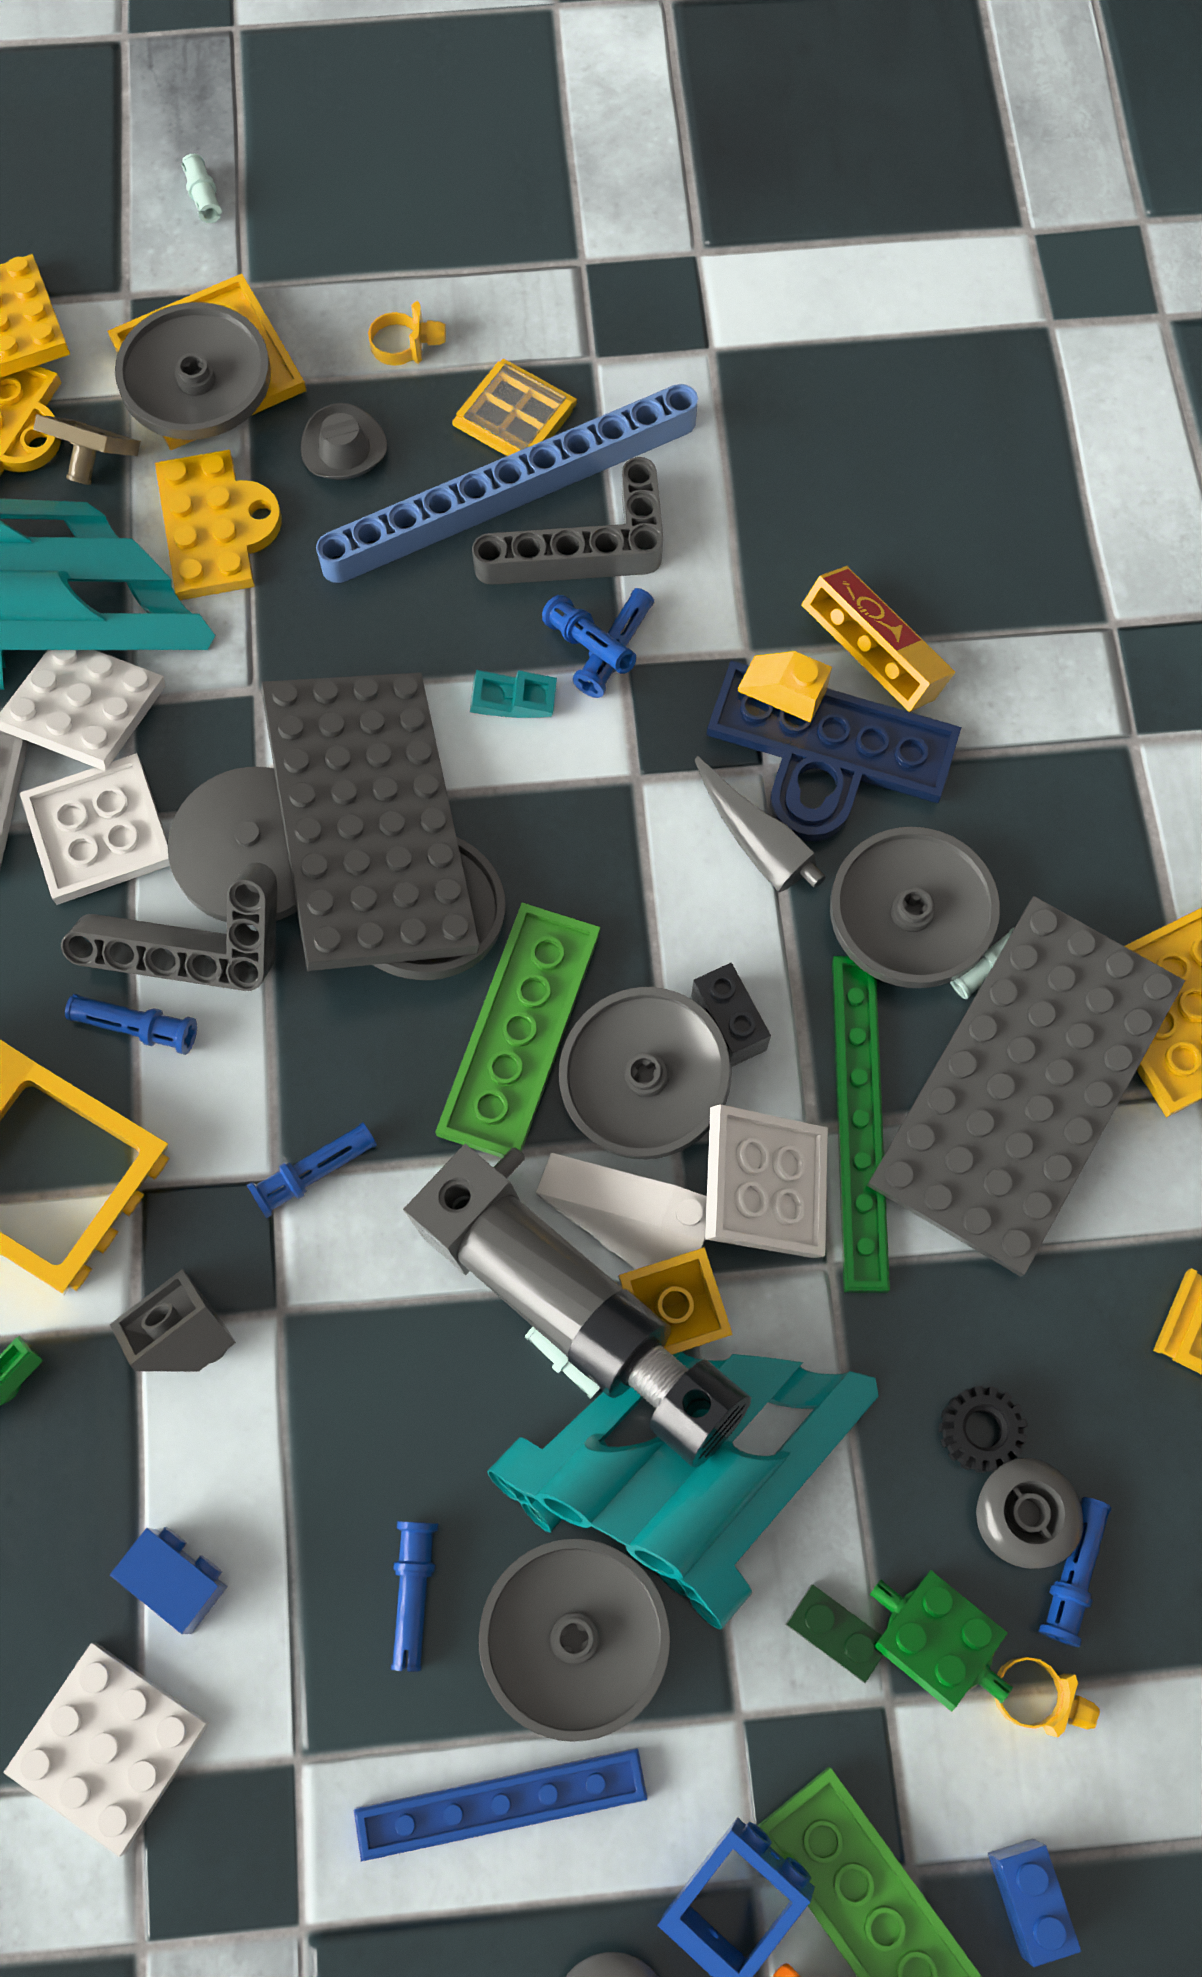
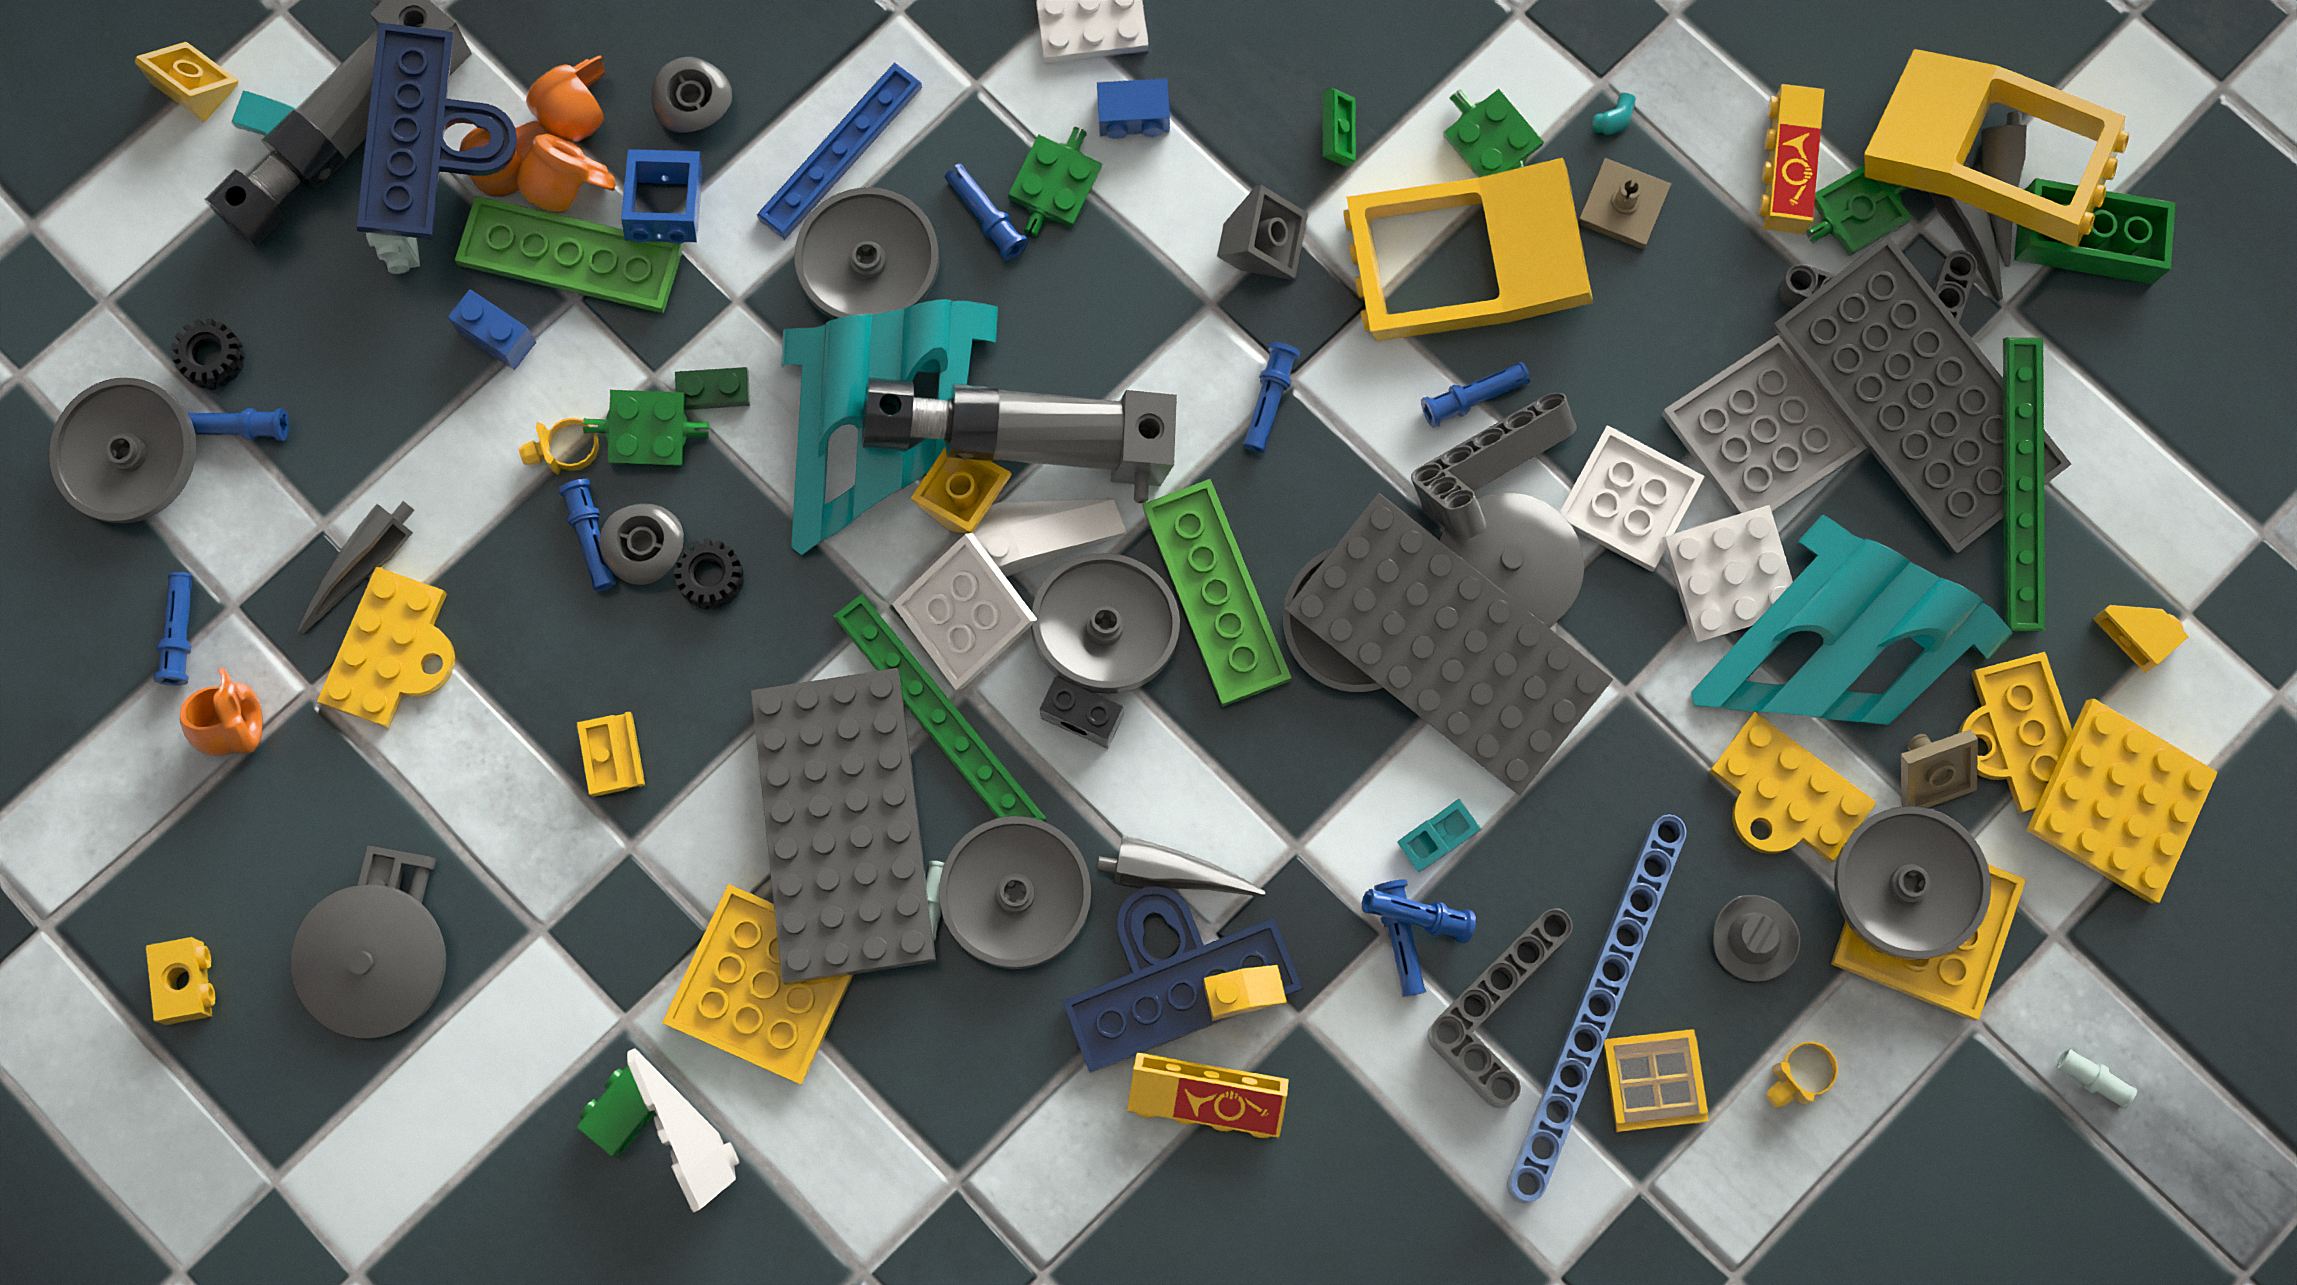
camera: 140 degrees right, 5 degrees up
(315, 1569) = (1055, 181): none -> green plate

